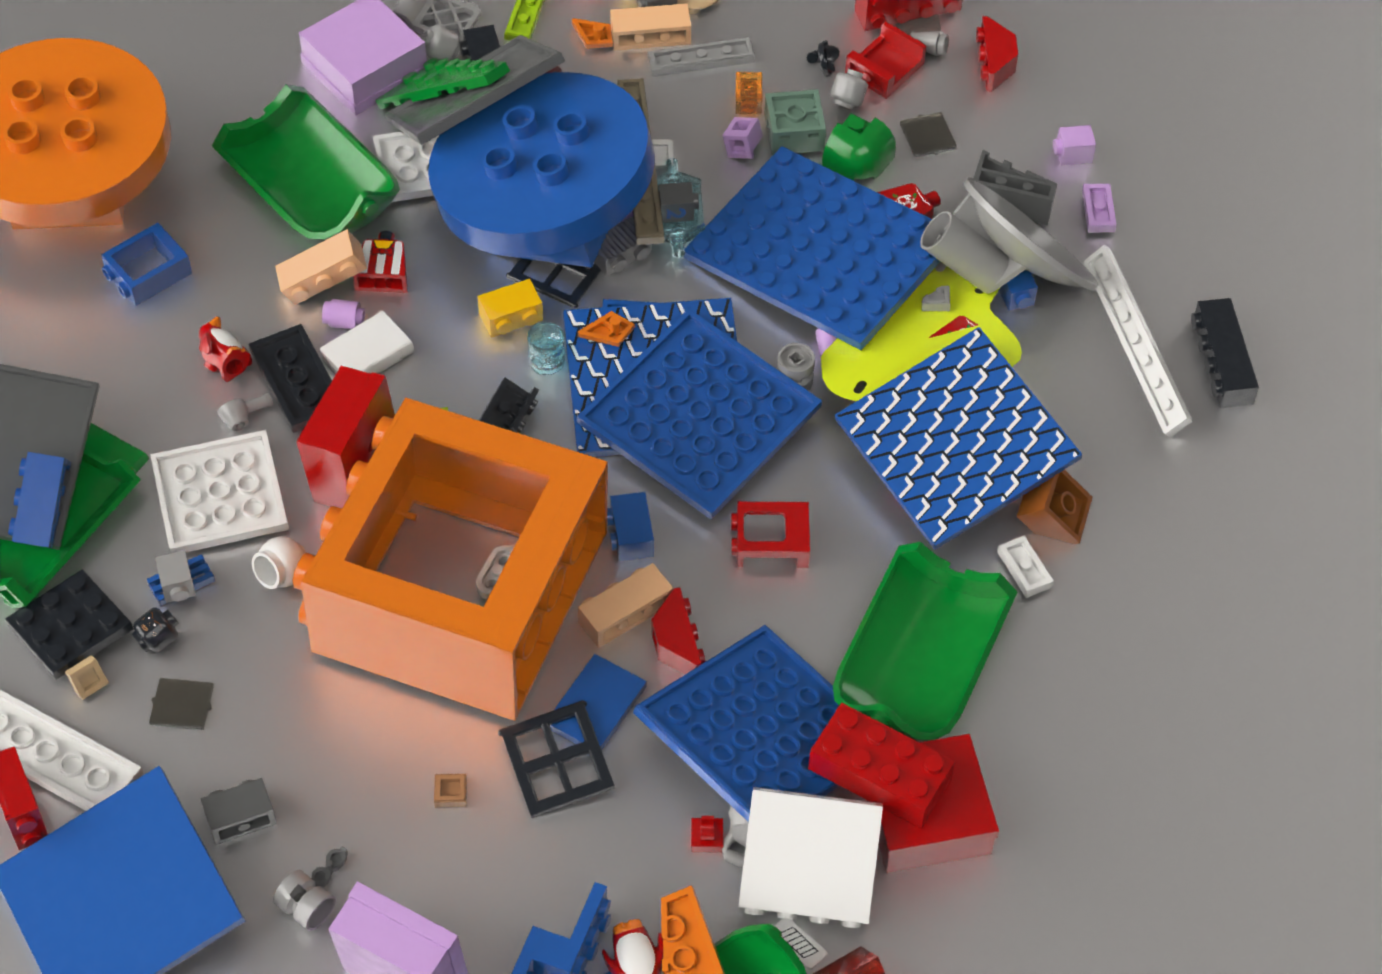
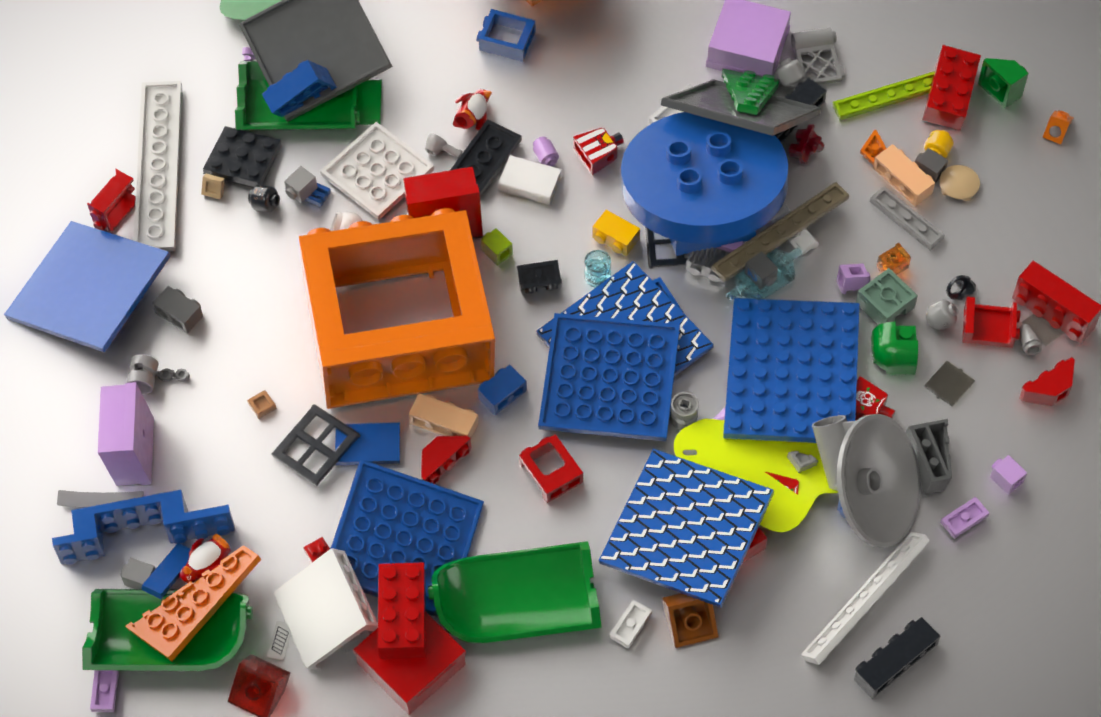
camera: 60 degrees right, 5 degrees up
(181, 703) = (230, 241): clear smoke piece -> none
(308, 166) = (636, 66): green panel -> none
(321, 267) = (564, 118): light nougat brick -> none
(608, 329) = (633, 292): orange piece -> none

